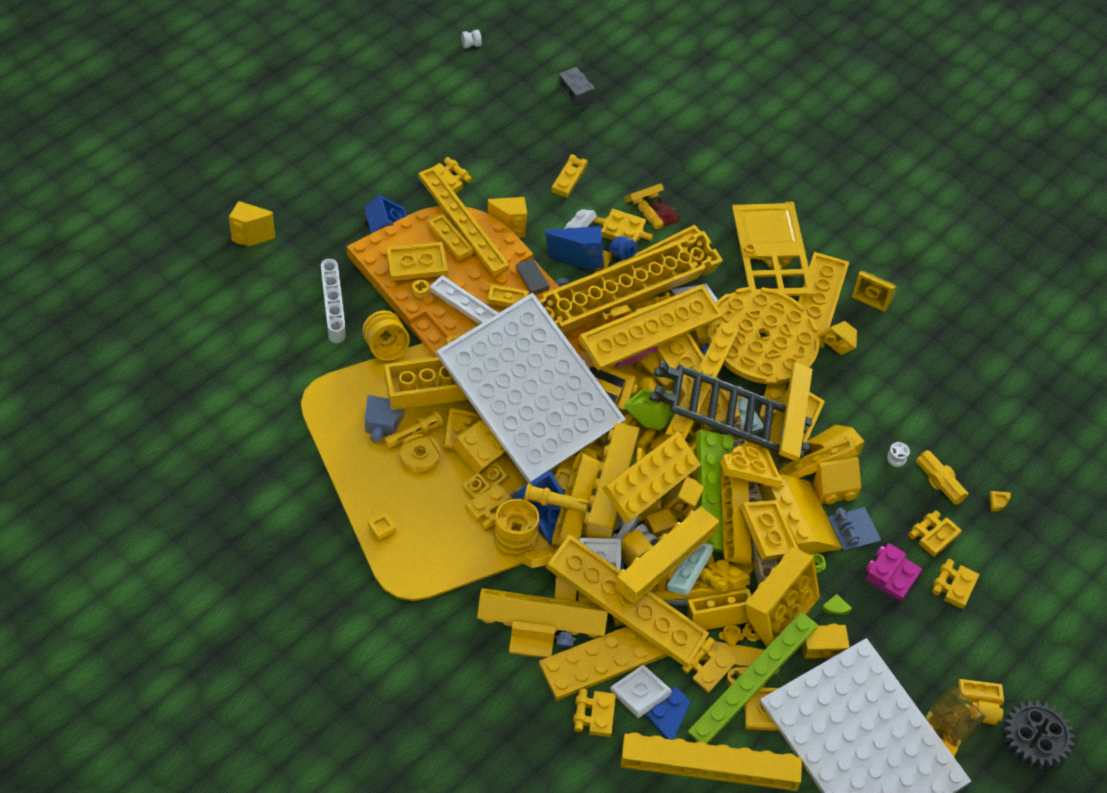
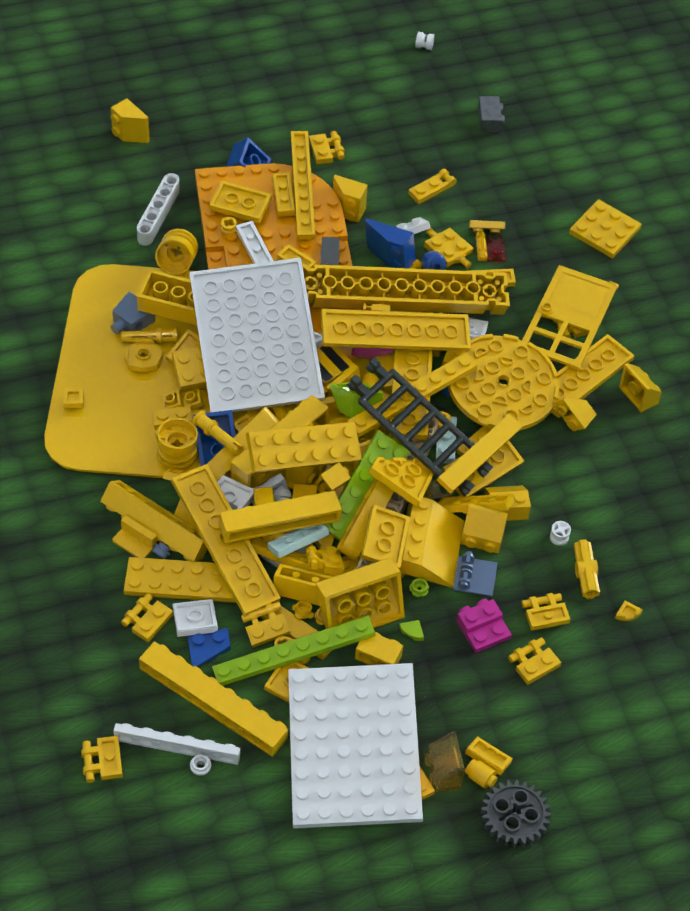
camera: 30 degrees right, 0 degrees up
(743, 155) = (605, 228): none -> yellow plate

